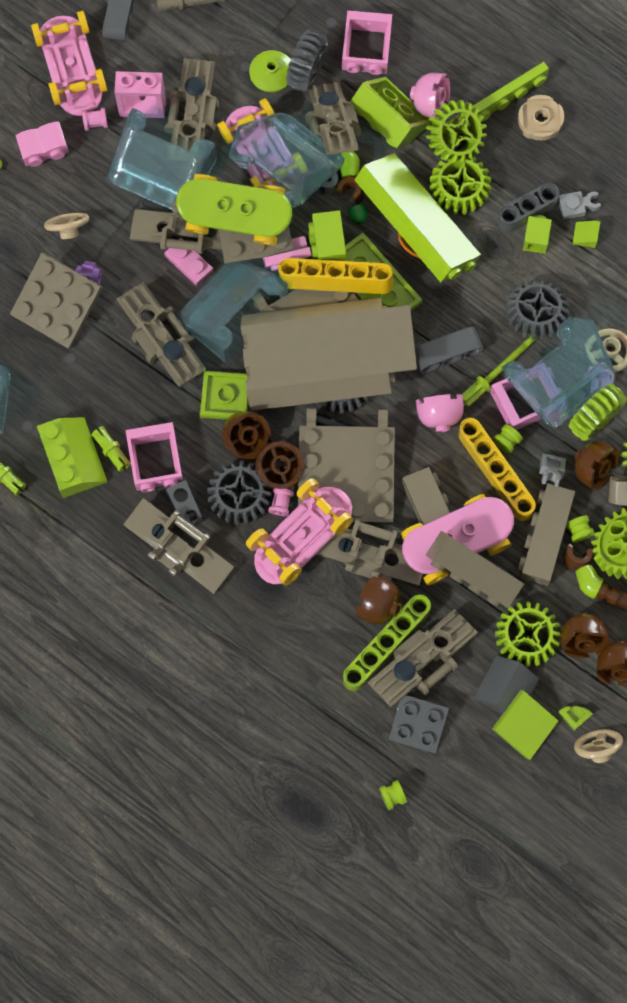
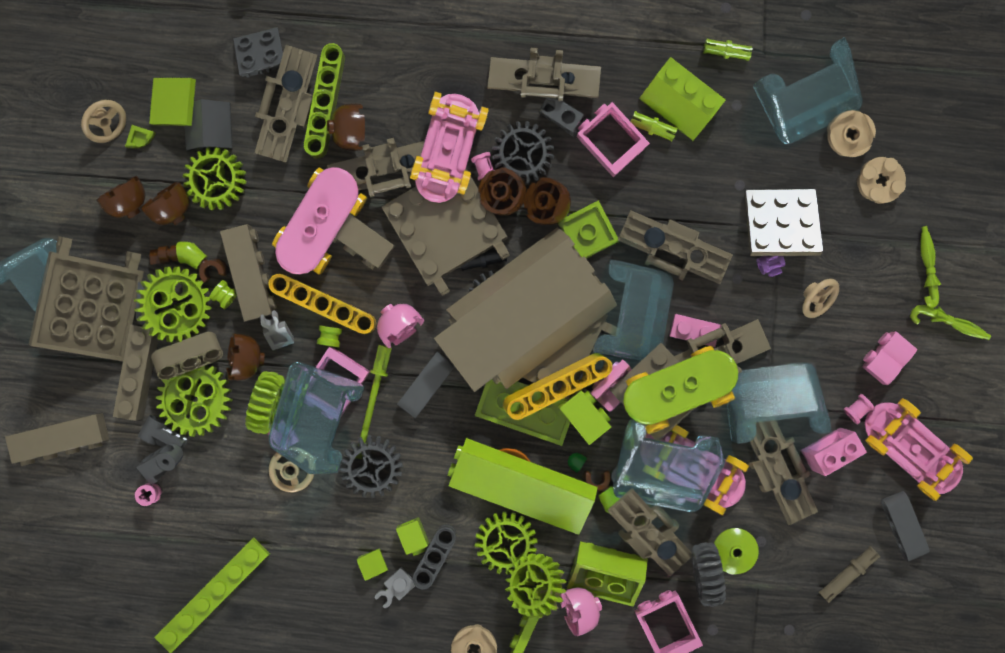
camera: 150 degrees right, 15 degrees up
(474, 569) = (285, 197): dark tan brick -> none

